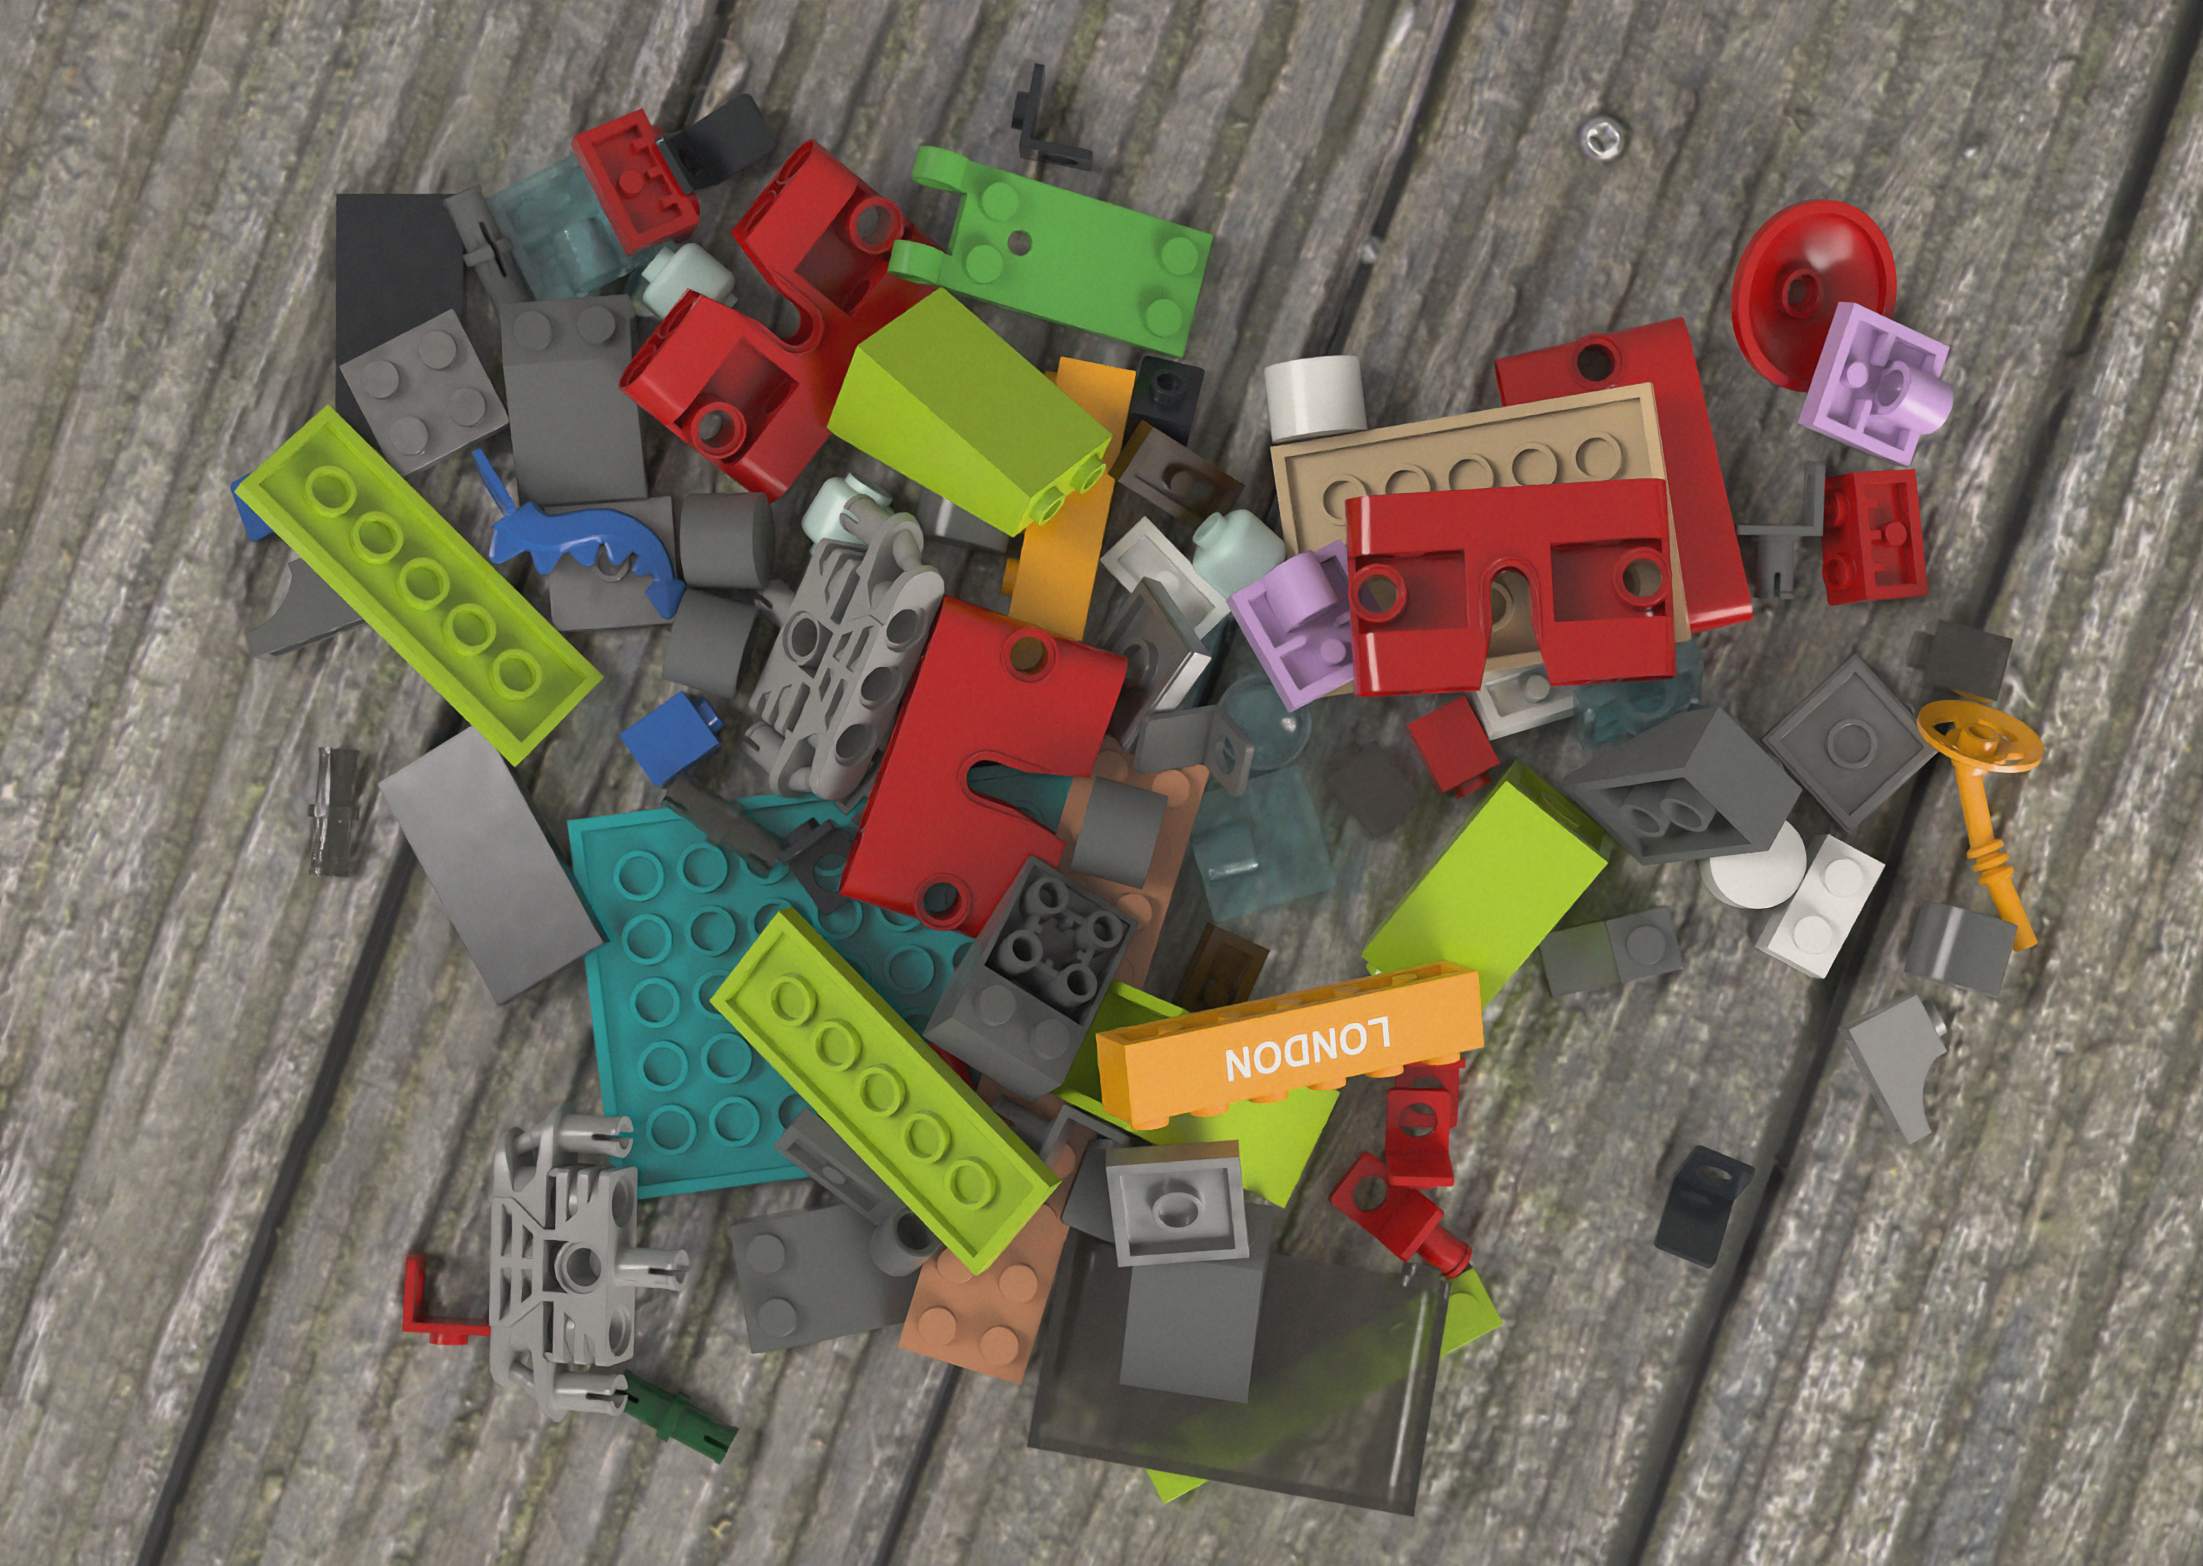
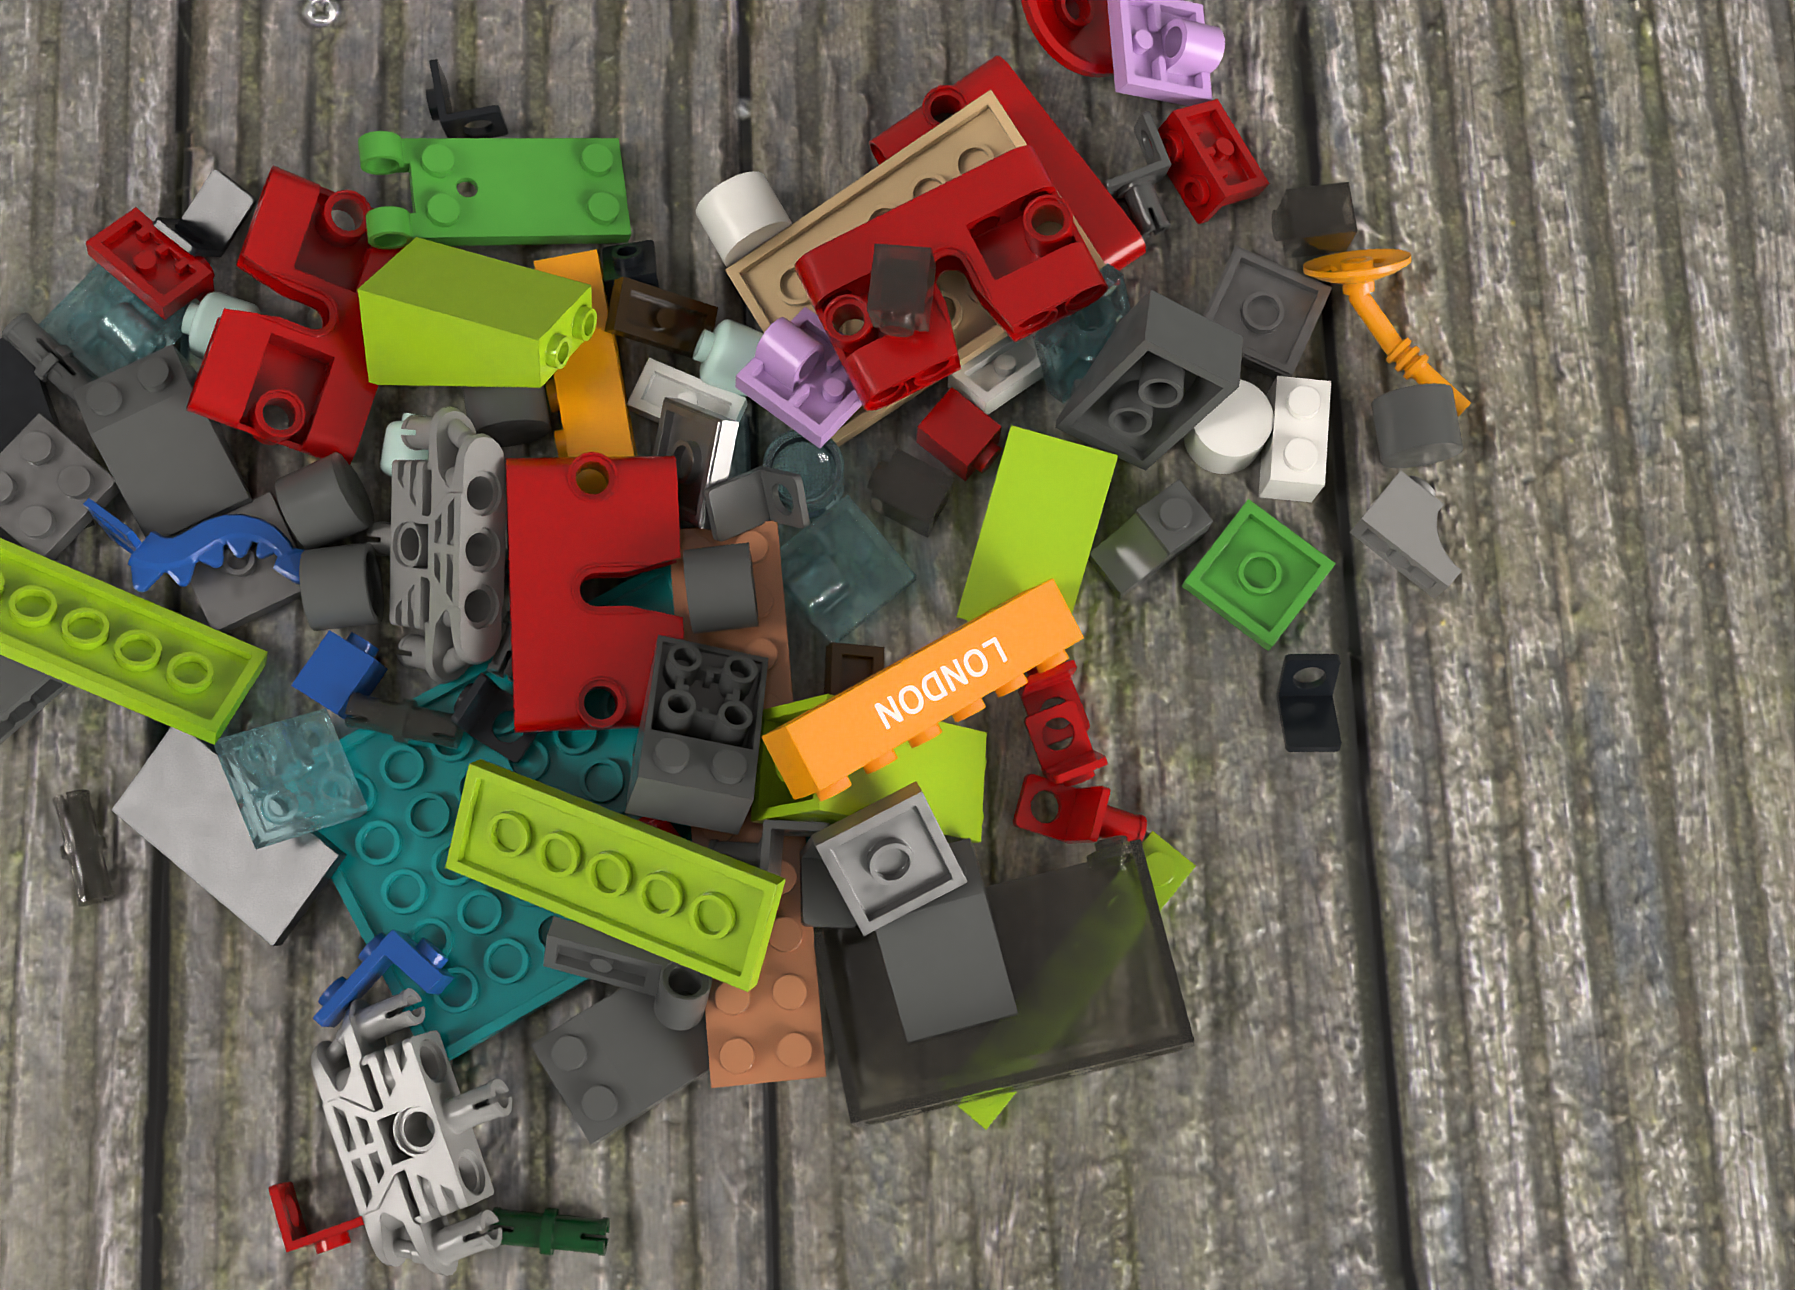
camera: 25 degrees left, 10 degrees down
(584, 841) = (290, 778): none -> clear light blue plate
(645, 1089) = (419, 961): none -> blue bracket
(1446, 597) = (901, 289): none -> clear smoke brick
(1712, 1038) = (1258, 575): none -> bright green plate

